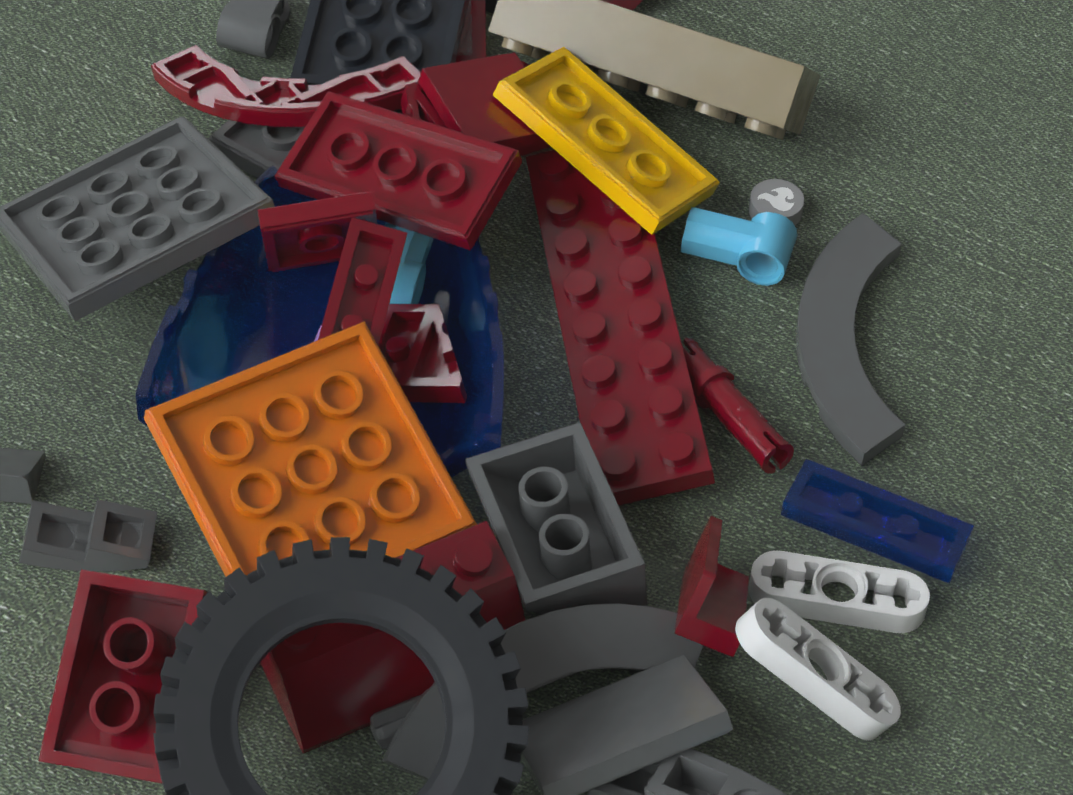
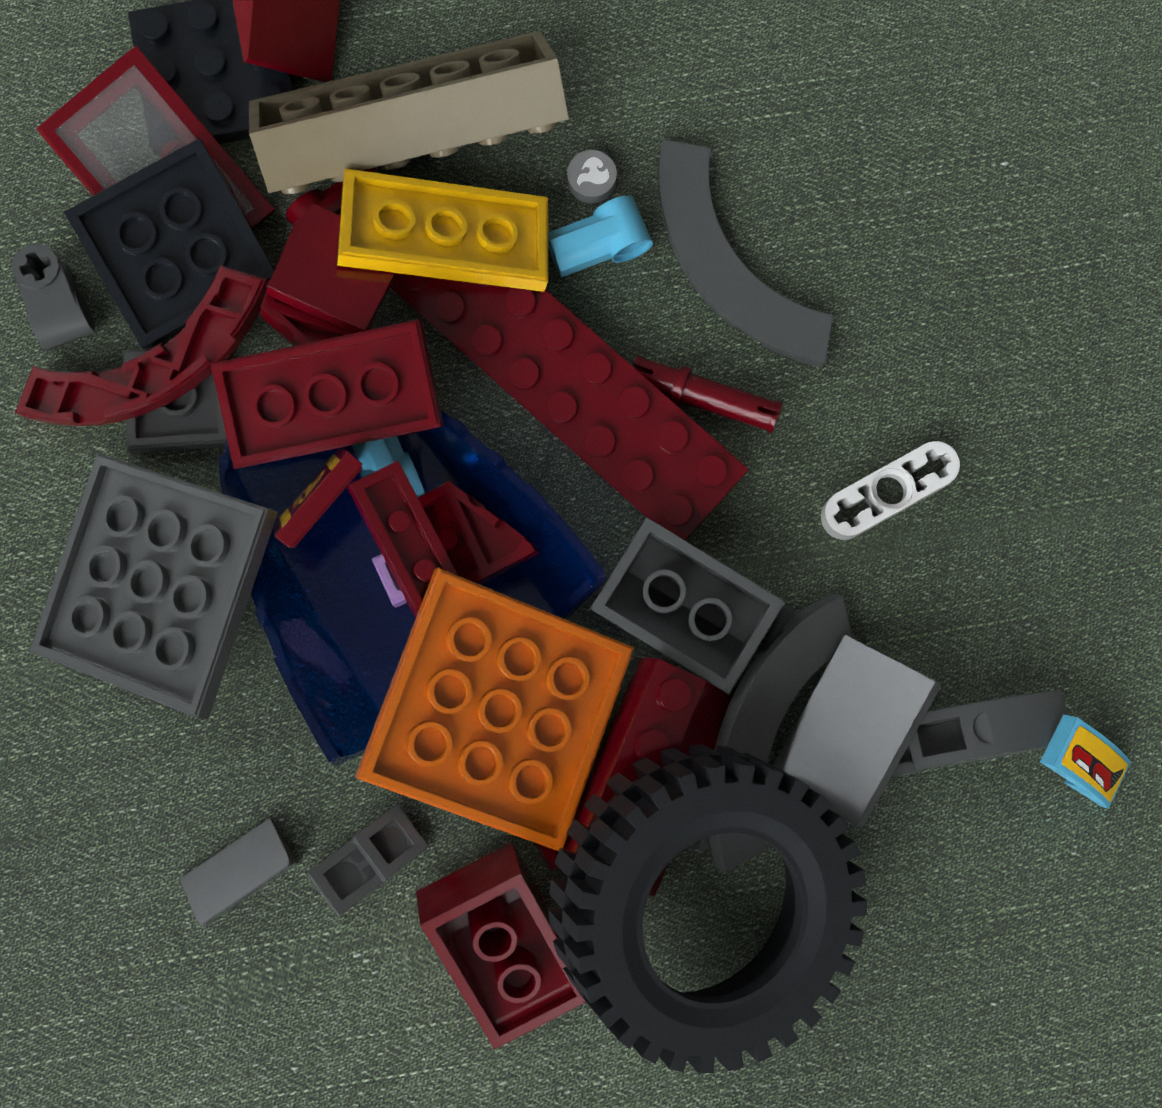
camera: 40 degrees left, 30 degrees up
(711, 596) = (830, 576): dark red panel -> none
(784, 645) = (926, 591): white beam -> none
(877, 520) = (874, 413): clear blue plate -> none

